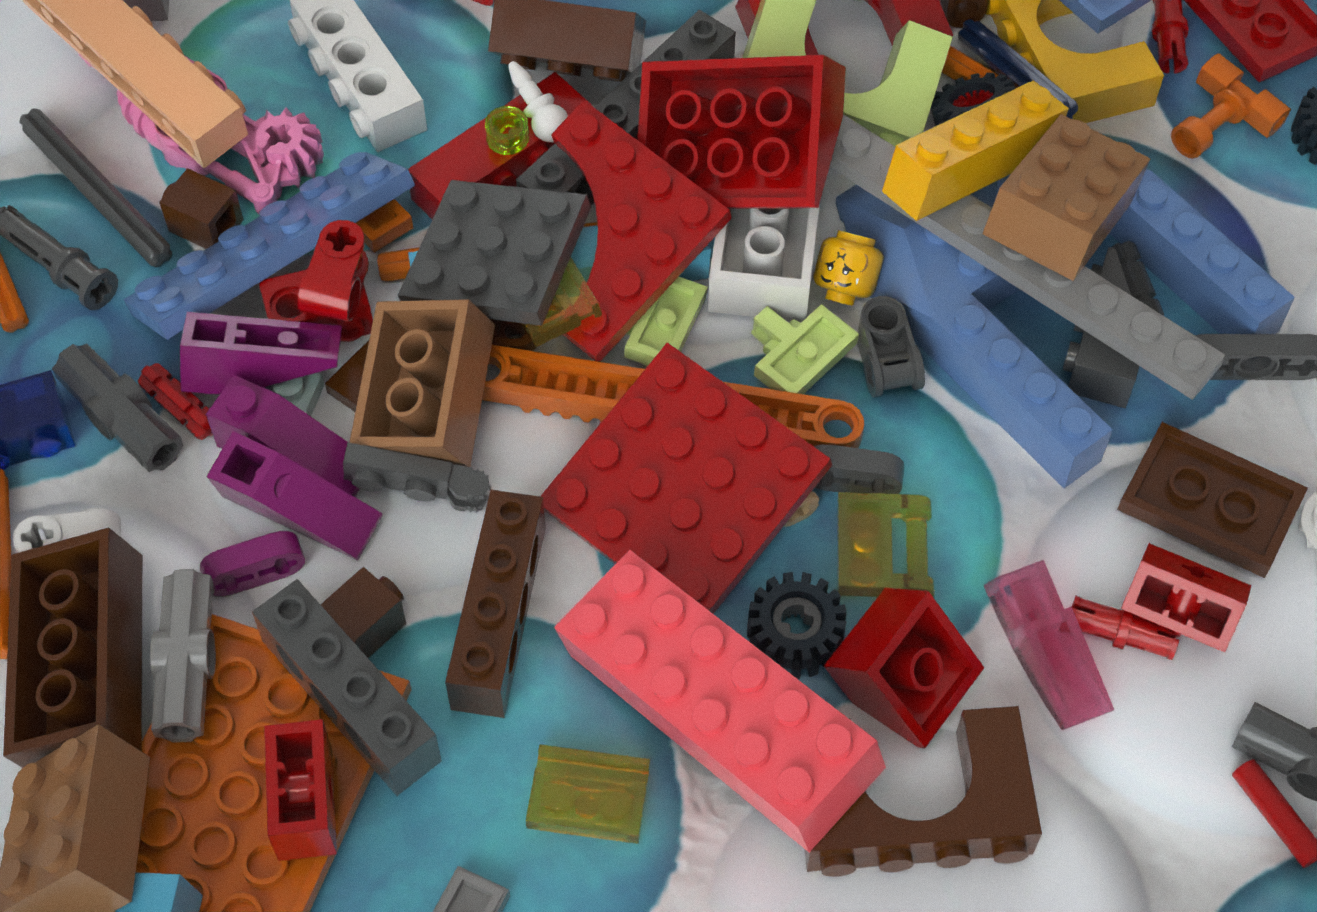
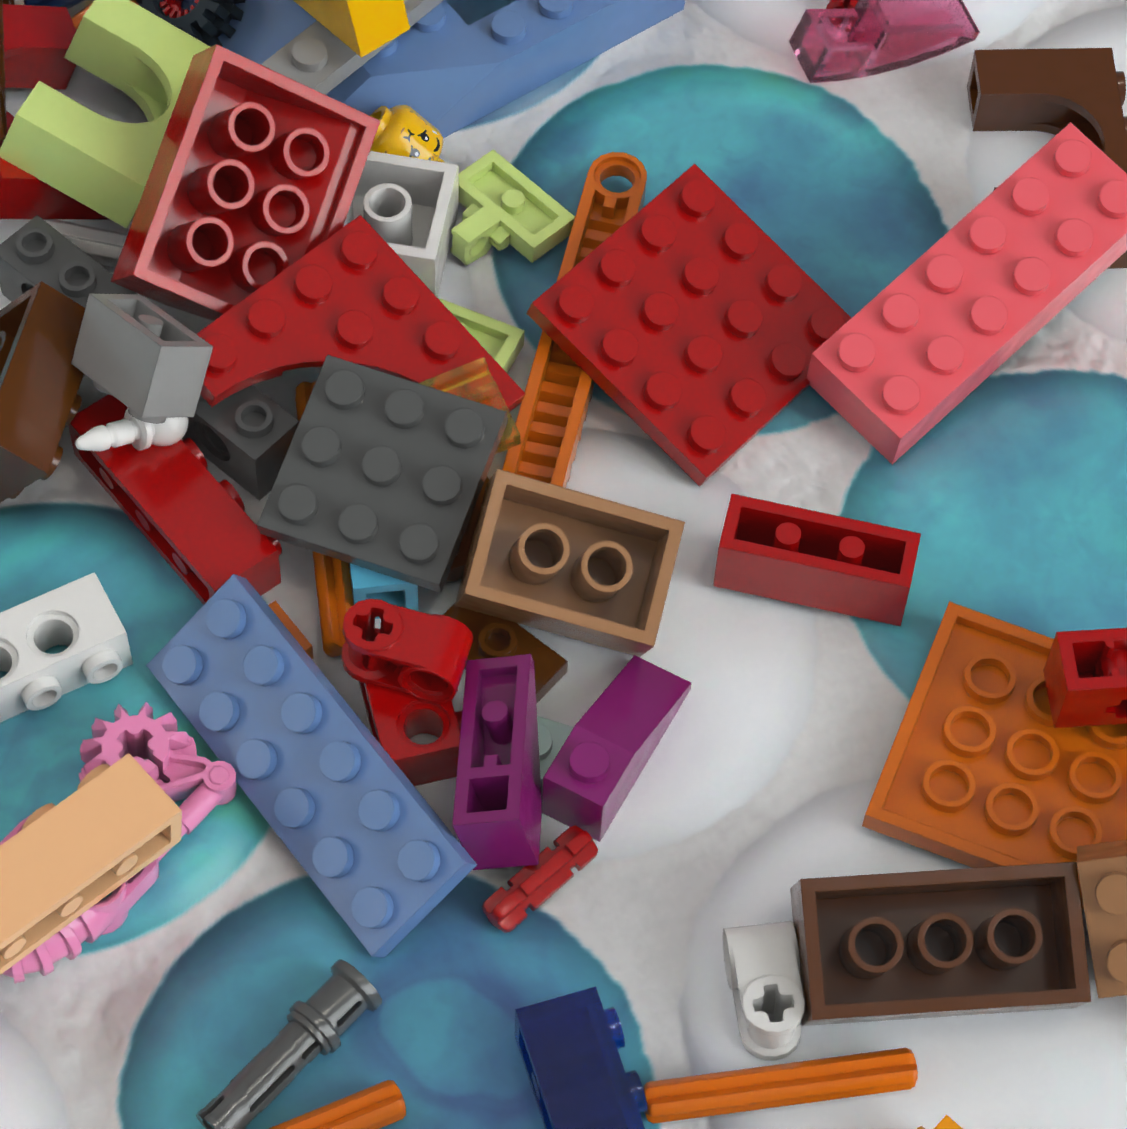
camera: 90 degrees left, 0 degrees up
(96, 187) = (159, 1014): dark grey axle -> none
(117, 407) = (552, 946): dark grey piece -> none
(182, 656) = (941, 820): light grey piece -> none
(200, 208) = (233, 859): reddish brown brick -> none
(253, 562) = (791, 776): magenta beam -> none
(292, 496) = (701, 731): magenta slope -> none
(347, 687) = (981, 641): dark grey brick -> none
(367, 610) = (862, 653): reddish brown brick -> none
(416, 475) = (686, 589): dark grey hinge -> none
(439, 573) = (816, 559): none -> red brick
(495, 125) = (168, 448): clear neon green bush -> none
(496, 604) = (937, 510): reddish brown brick -> none
(572, 77) = (141, 356): none -> light grey brick
(588, 794) = (1064, 447): clear yellow plate -> none
(816, 608) = (858, 267): black bush -> none
(861, 471) = (675, 156): dark grey beam -> none
(866, 543) = (768, 161): clear yellow plate -> none
(891, 355) = (512, 127): dark grey piece -> none
(905, 664) = (909, 154): red slope -> none

